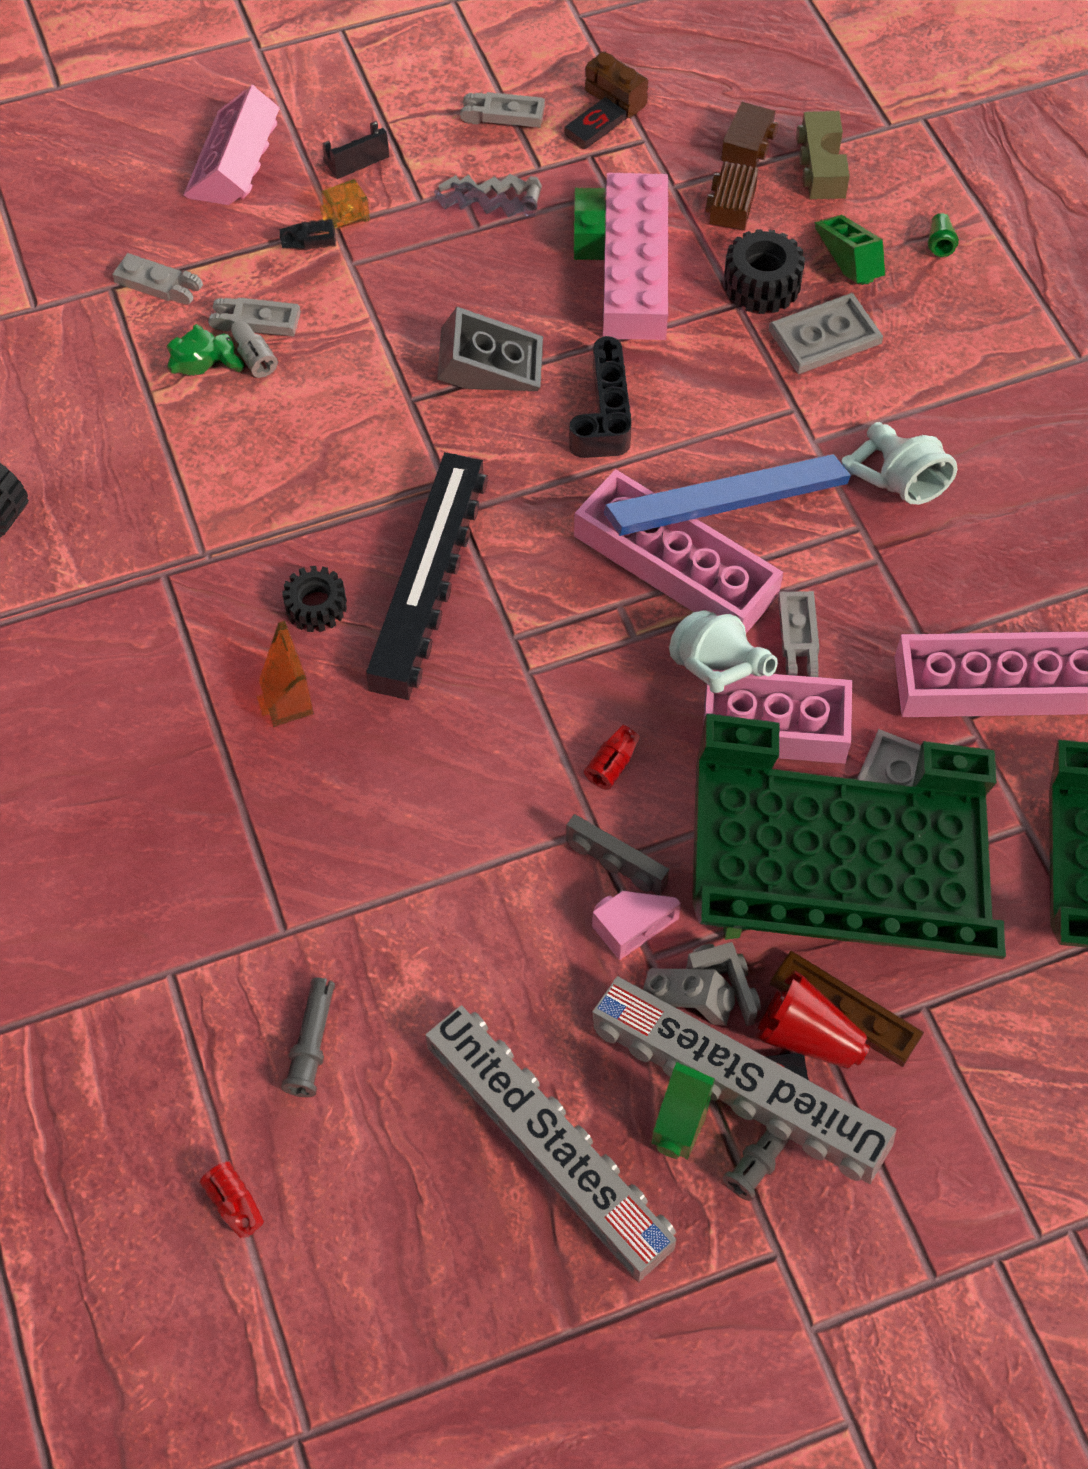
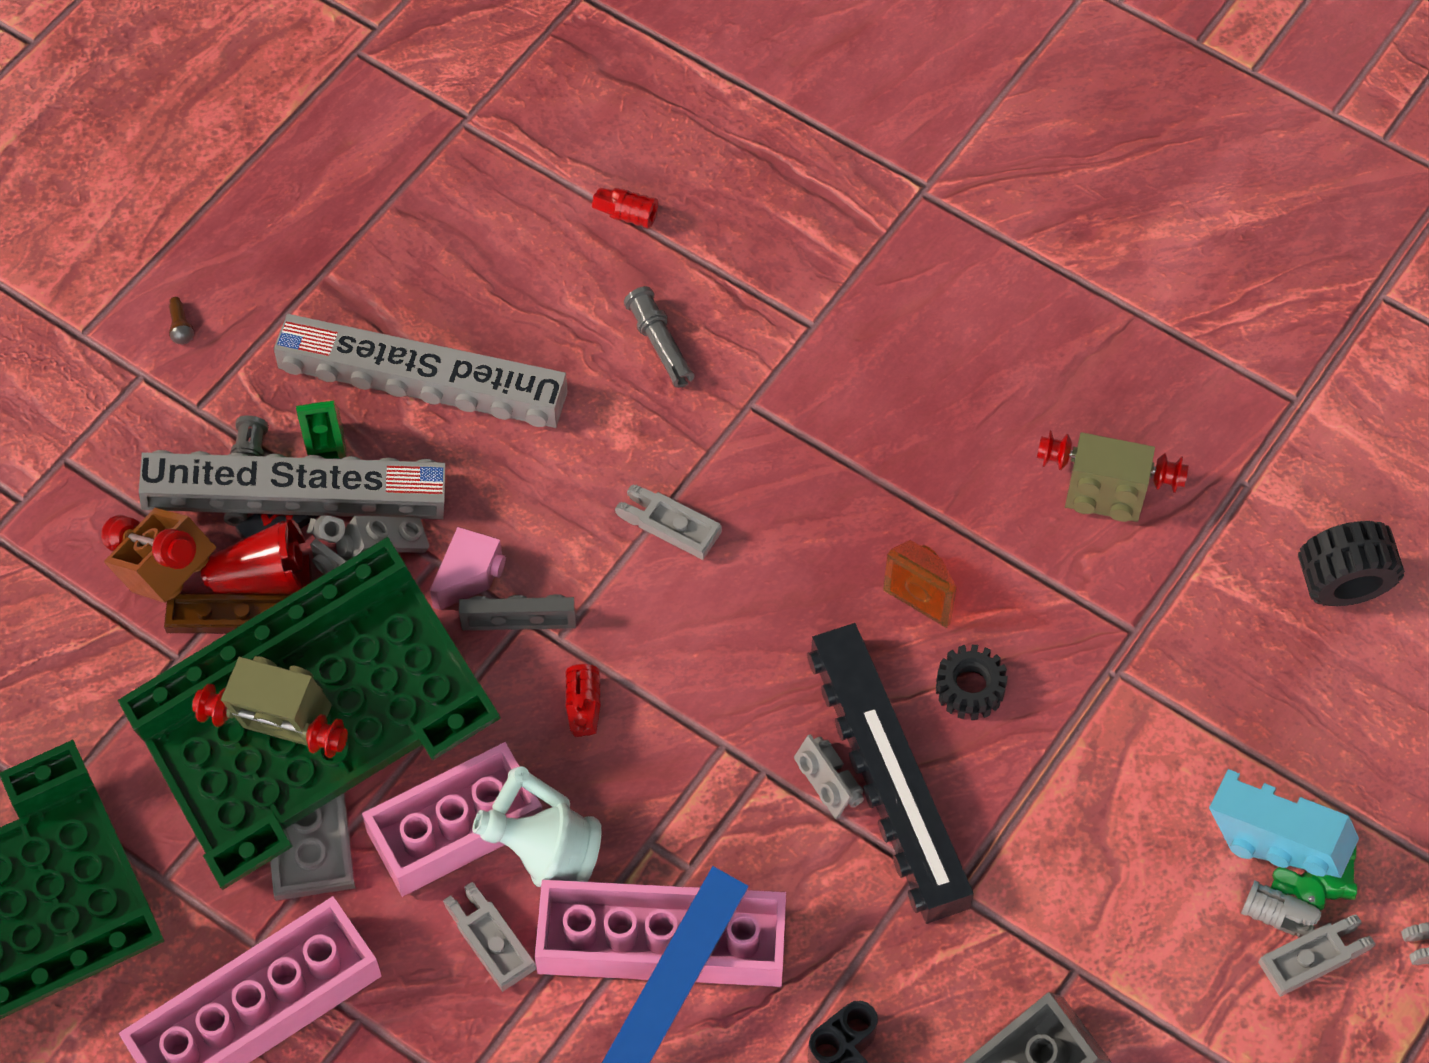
camera: 145 degrees right, 0 degrees up
(73, 663) = (1110, 473): none -> olive brick
(208, 364) = (1281, 830): none -> medium azure wedge
(434, 859) = (670, 521): none -> light grey hinge
(472, 586) = (819, 764): none -> light grey hinge
(735, 1012) = (327, 528): none -> light grey bar
(748, 1351) = (181, 330): none -> piece
(880, 844) = (275, 704): none -> olive brick
(903, 1080) = (157, 553): none -> dark orange brick

